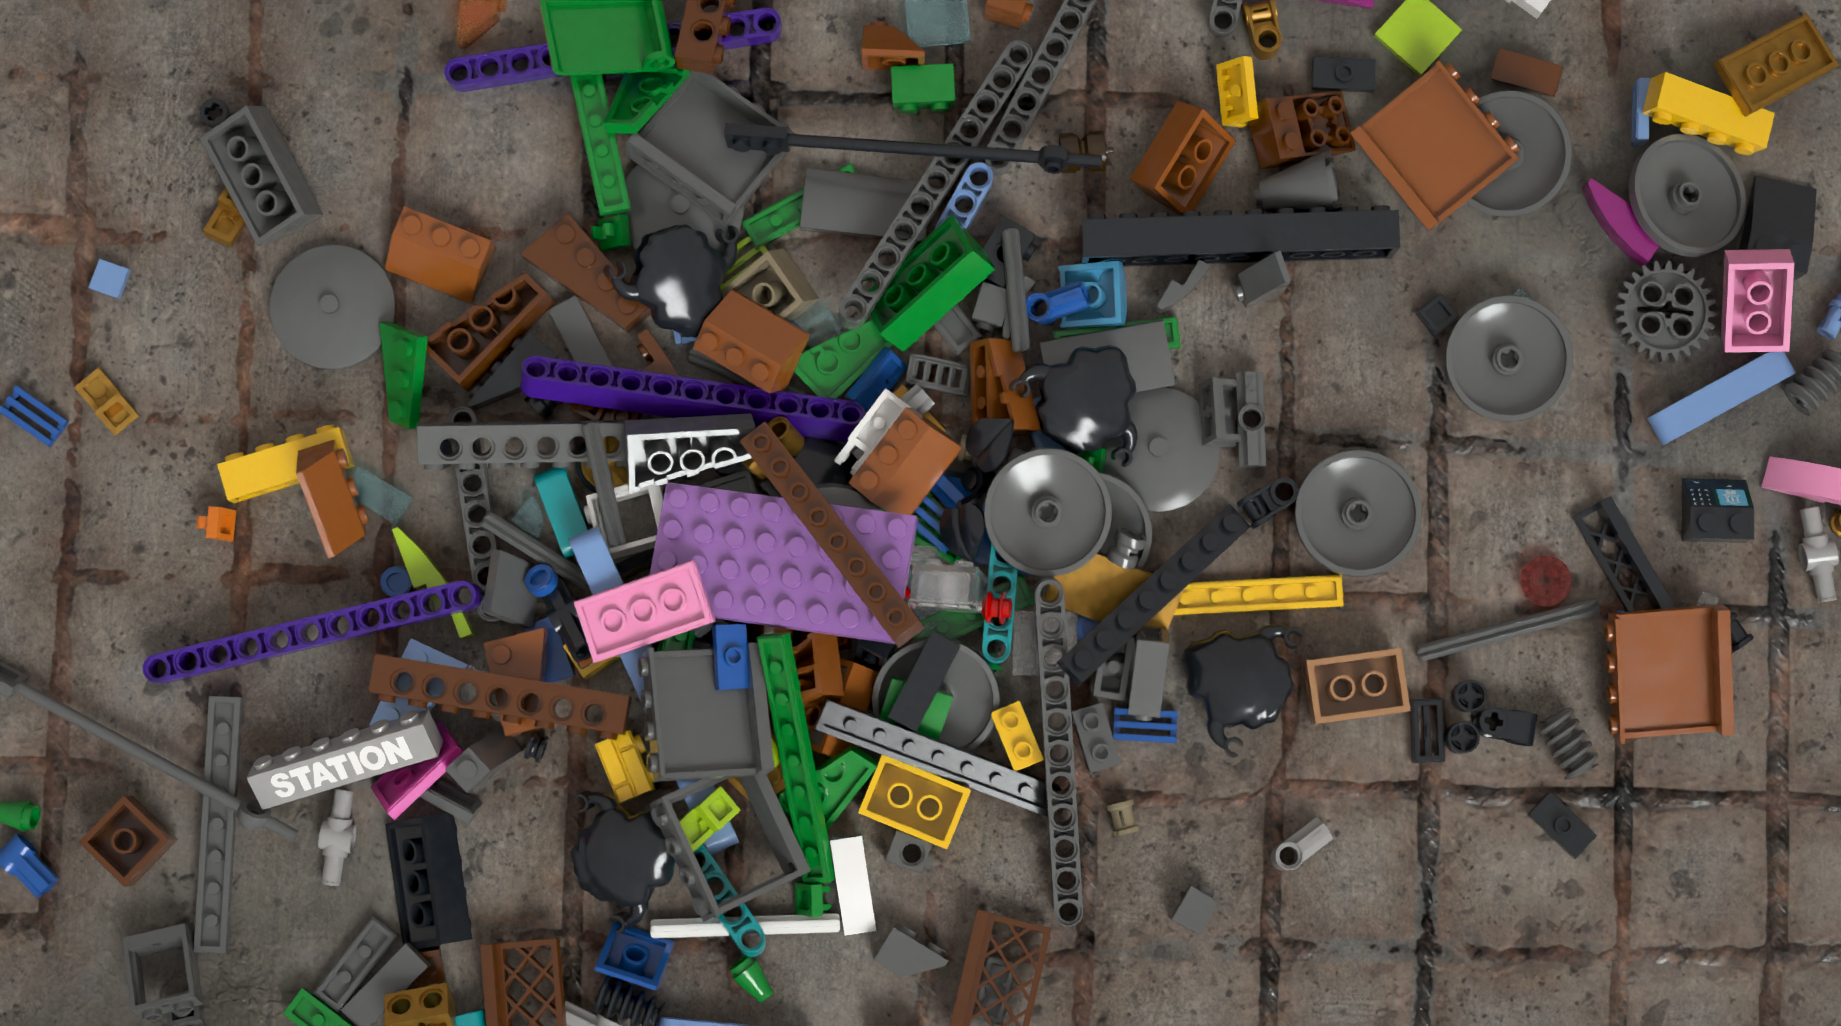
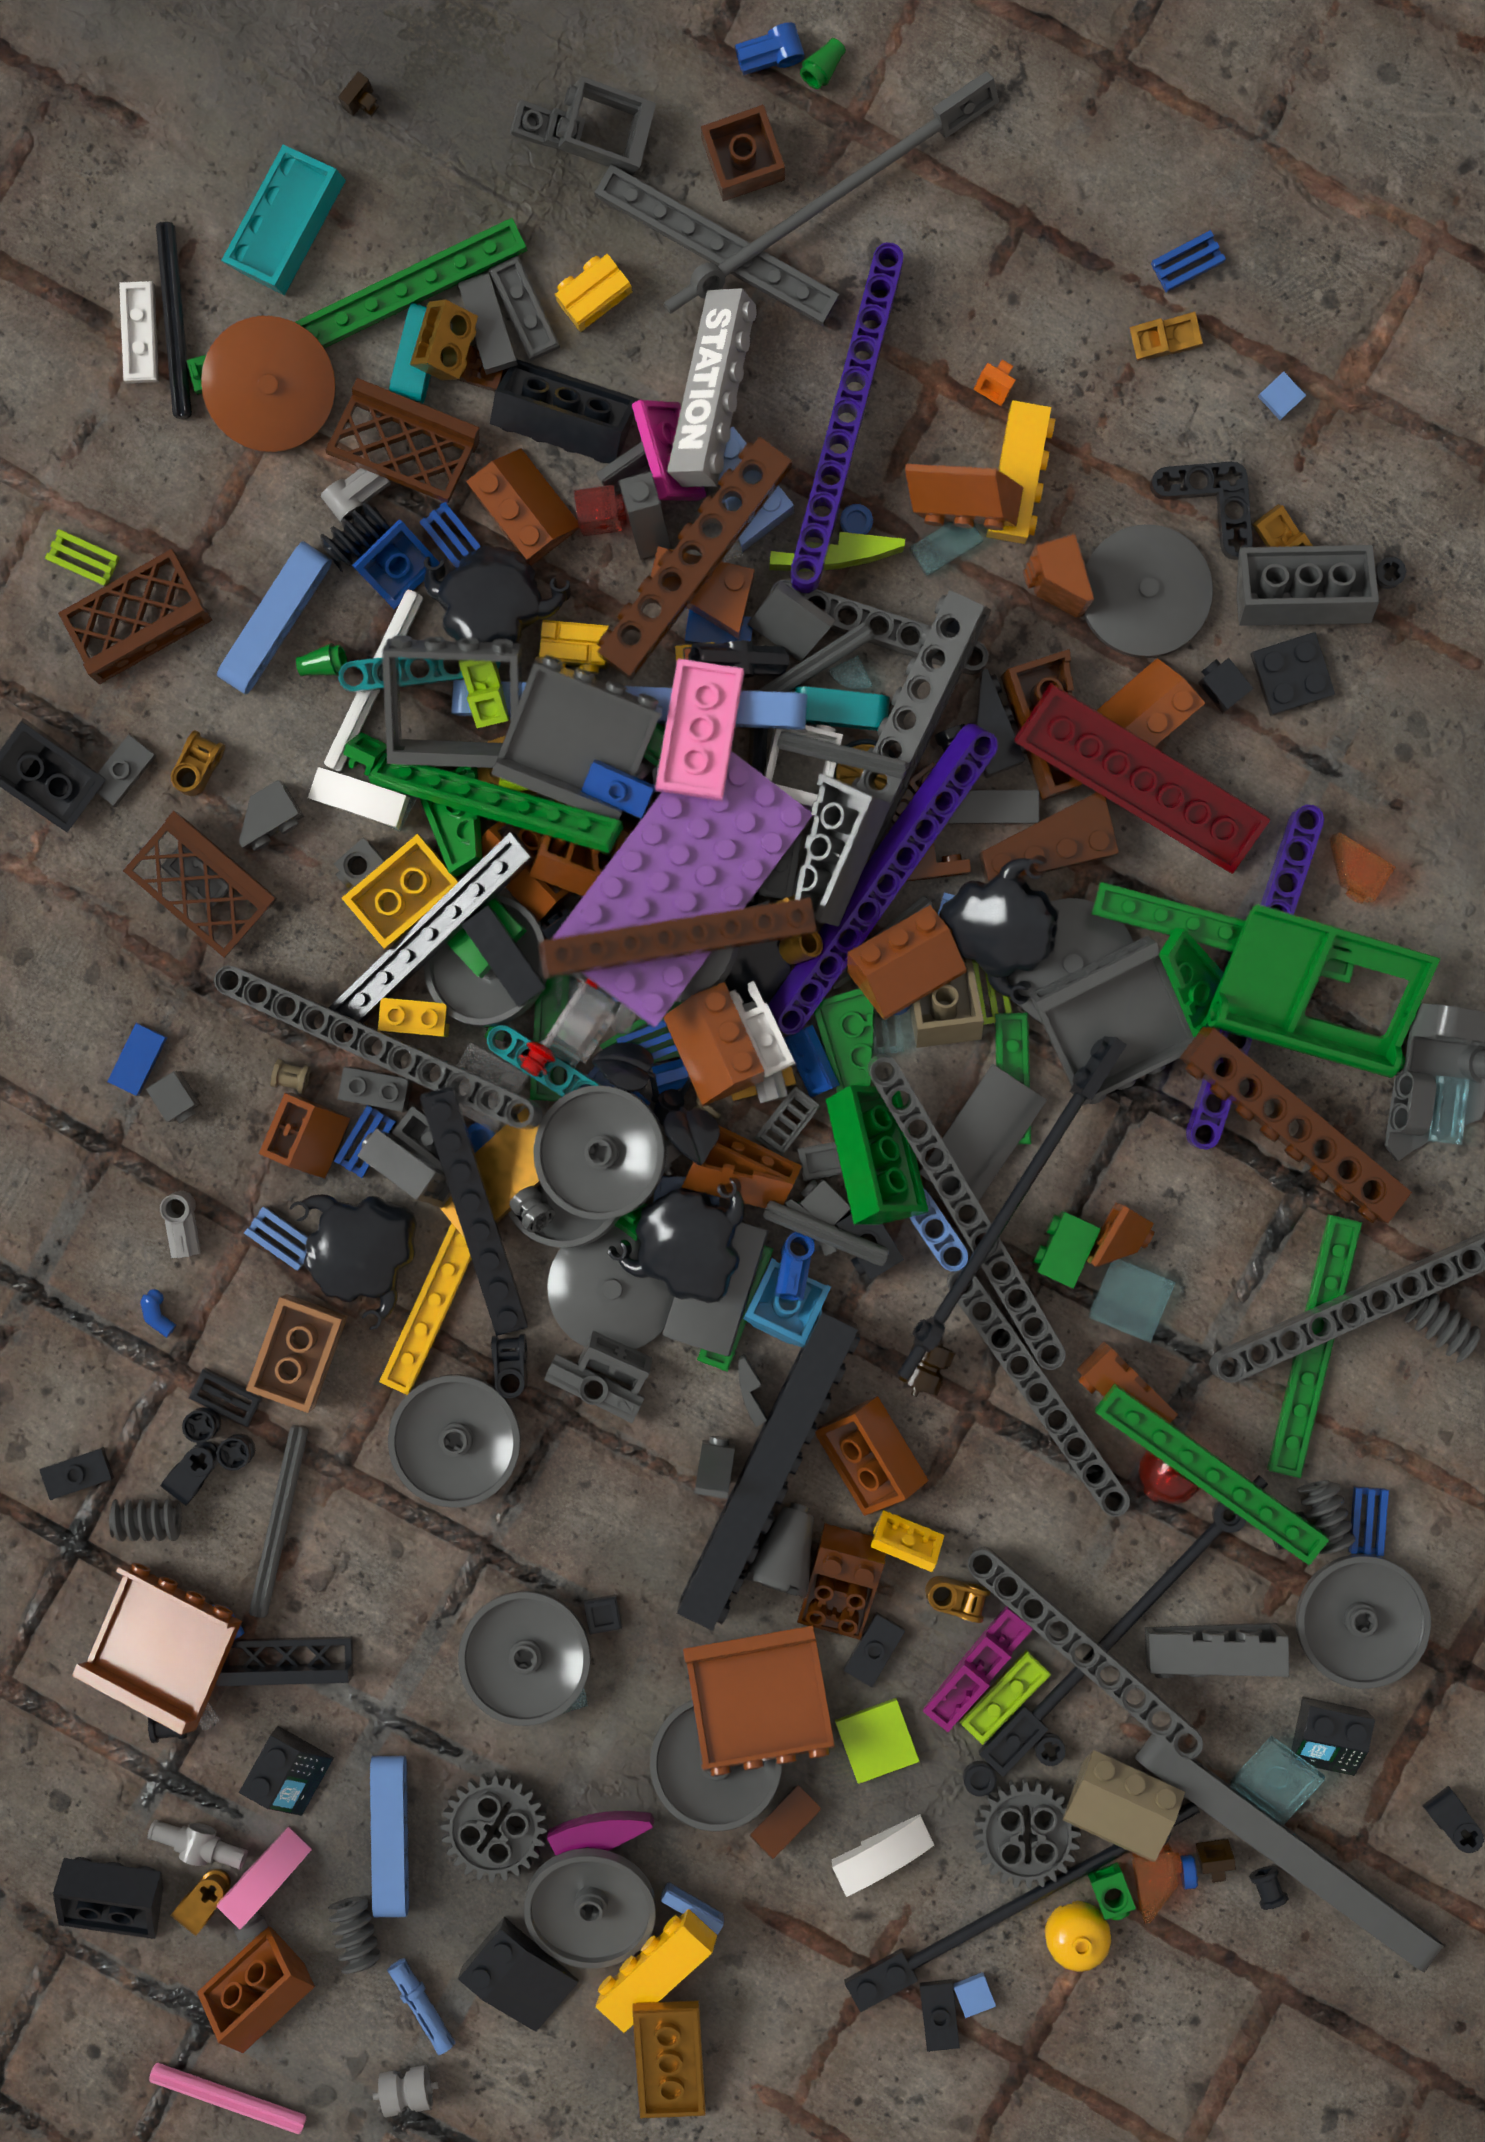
camera: 125 degrees right, 5 degrees up
(217, 284) = (1224, 493): none -> black beam
(312, 909) = (592, 291): none -> yellow brick
(337, 837) = (647, 347): light grey pin -> none
(341, 150) = (1292, 673): none -> black plate
(358, 380) = (1060, 576): none -> dark orange slope
(379, 200) = (1224, 684): none -> black brick
(404, 372) = (1048, 625): green wing -> none
(495, 225) = (1141, 778): none -> dark red plate
(499, 802) = (599, 510): none -> clear red brick
(527, 874) = (523, 505): none -> dark orange slope
(536, 747) = (634, 571): black bush -> none
(541, 580) = (785, 653): blue tile -> none
(564, 942) = (436, 516): none -> blue tile
(612, 232) = (1080, 887): green tile -> none
(1167, 777) = (304, 1135): none -> dark orange slope
(1179, 960) = (137, 1059): none -> blue tile
(1266, 756) = (258, 1223): none -> medium blue tile
(1389, 831) = (152, 1313): none -> blue arm
(1554, 569) = (290, 1585): clear red gear -> none
(1757, 300) = (455, 1919): bright pink brick -> none

